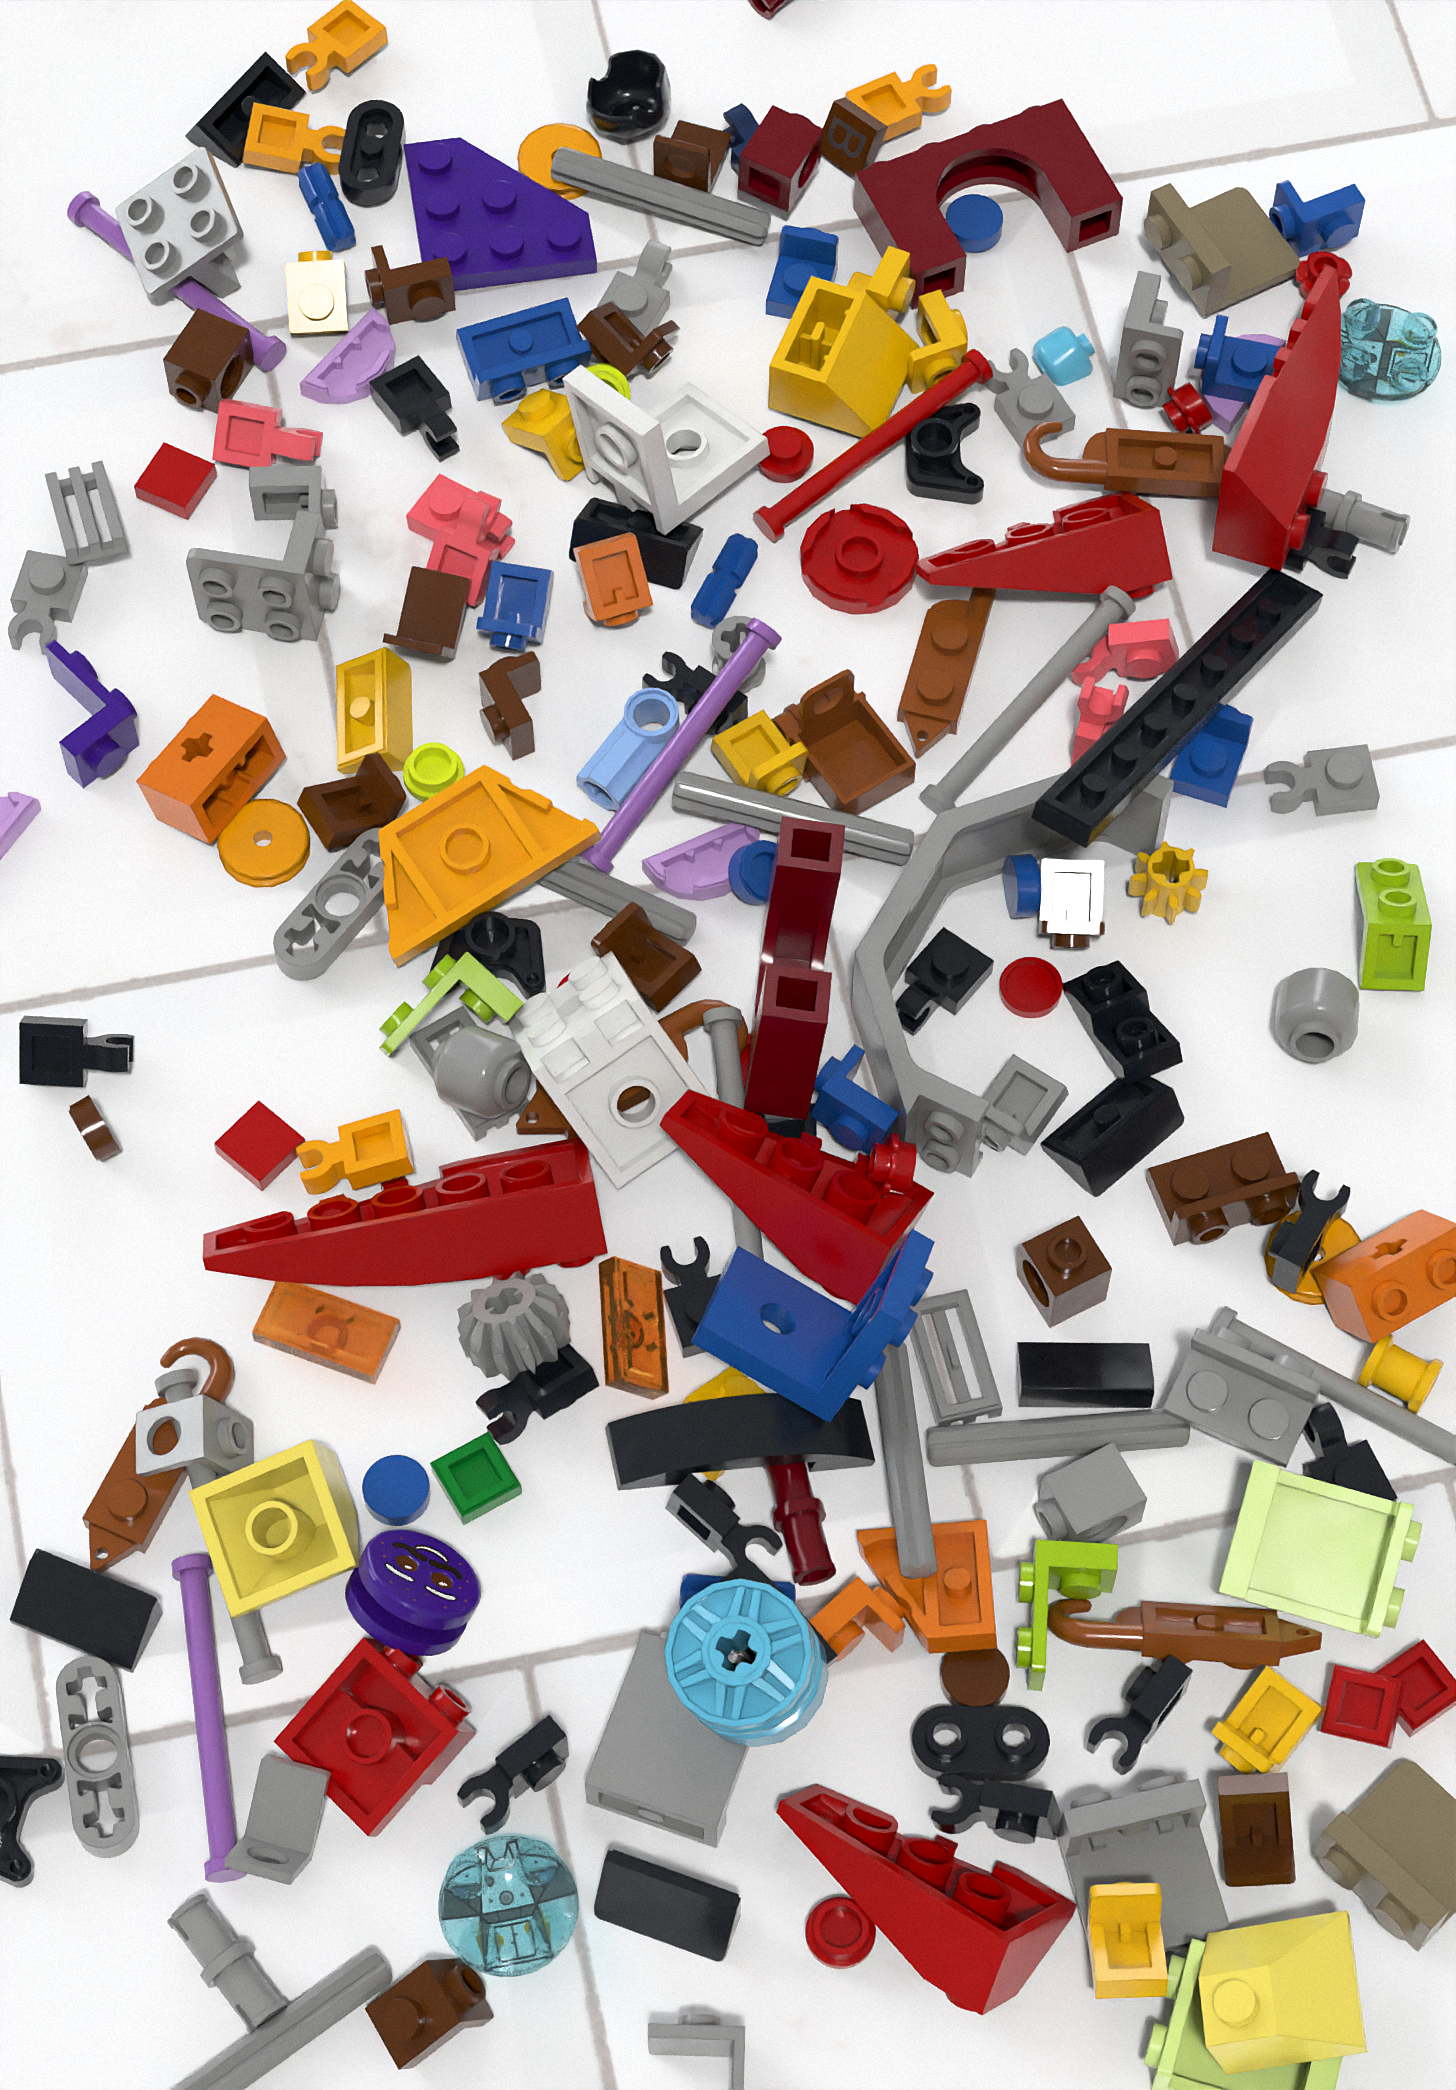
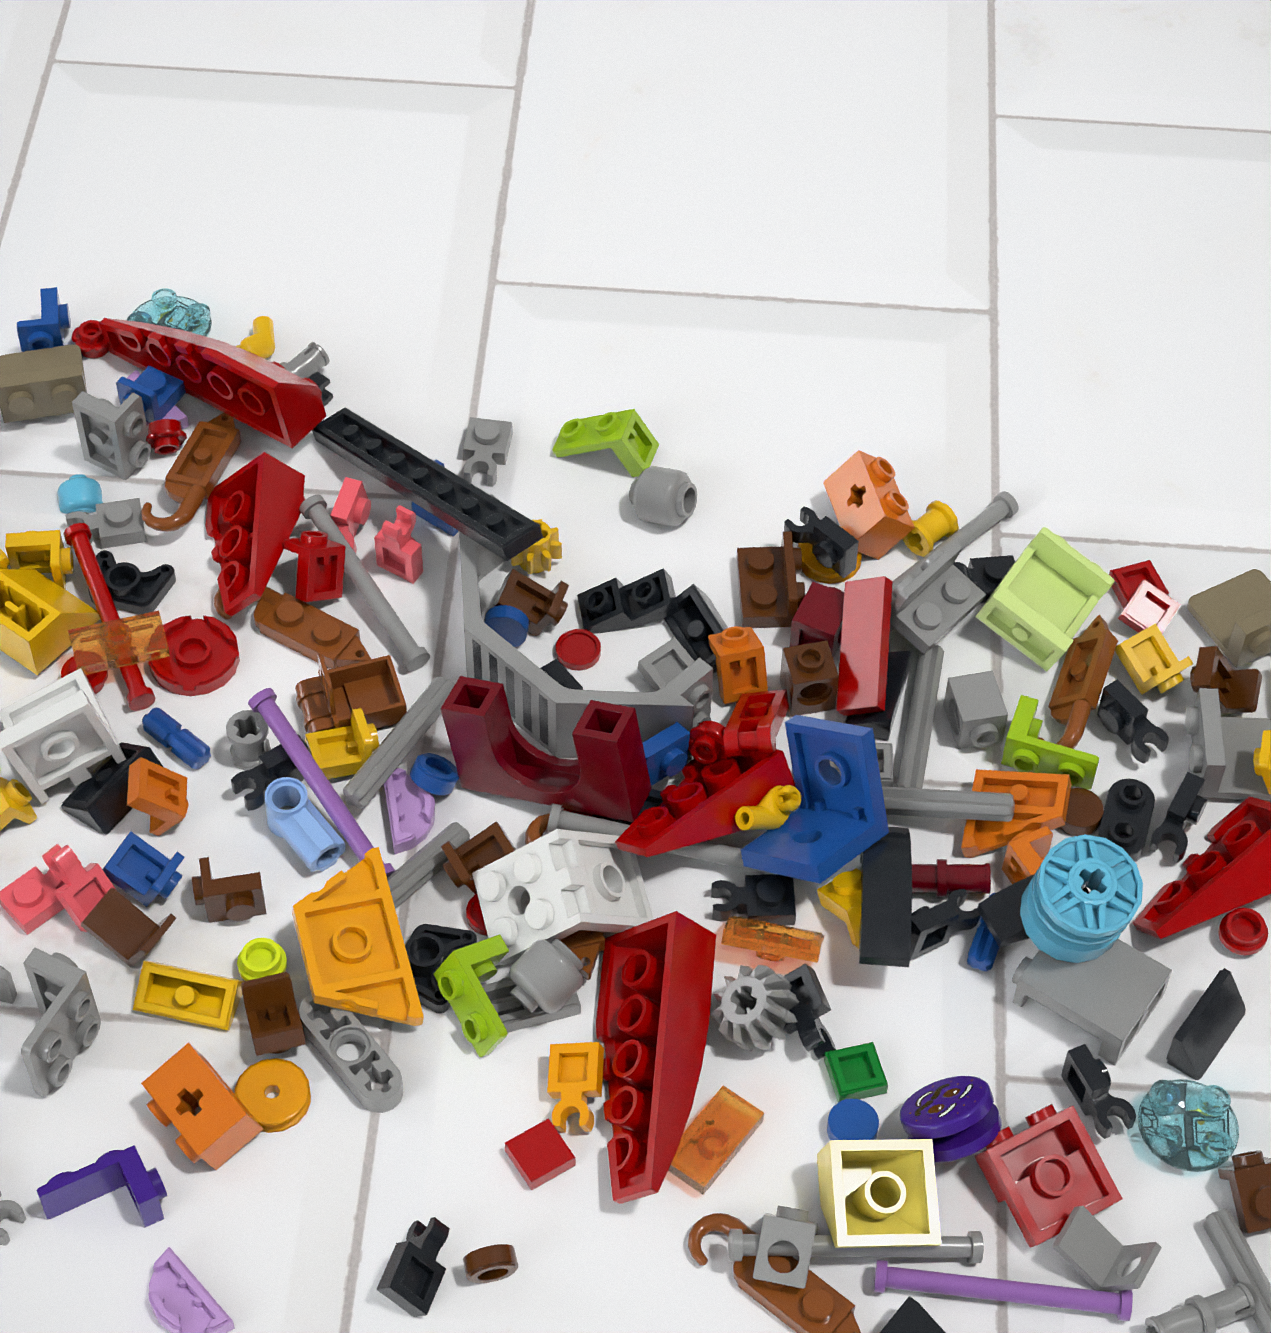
camera: 75 degrees left, 10 degrees down
(803, 1265) = (771, 810): none -> yellow arm
(823, 465) = (119, 643): none -> clear orange plate
(946, 1212) = (755, 722): none -> red plate
(1026, 637) = (319, 566): none -> red bracket
(1055, 1175) = (739, 662): none -> orange bracket
(1127, 1321) = (864, 646): none -> tile
(1176, 1268) = (819, 617): none -> dark red brick
(1393, 464) = (262, 341): none -> yellow arm

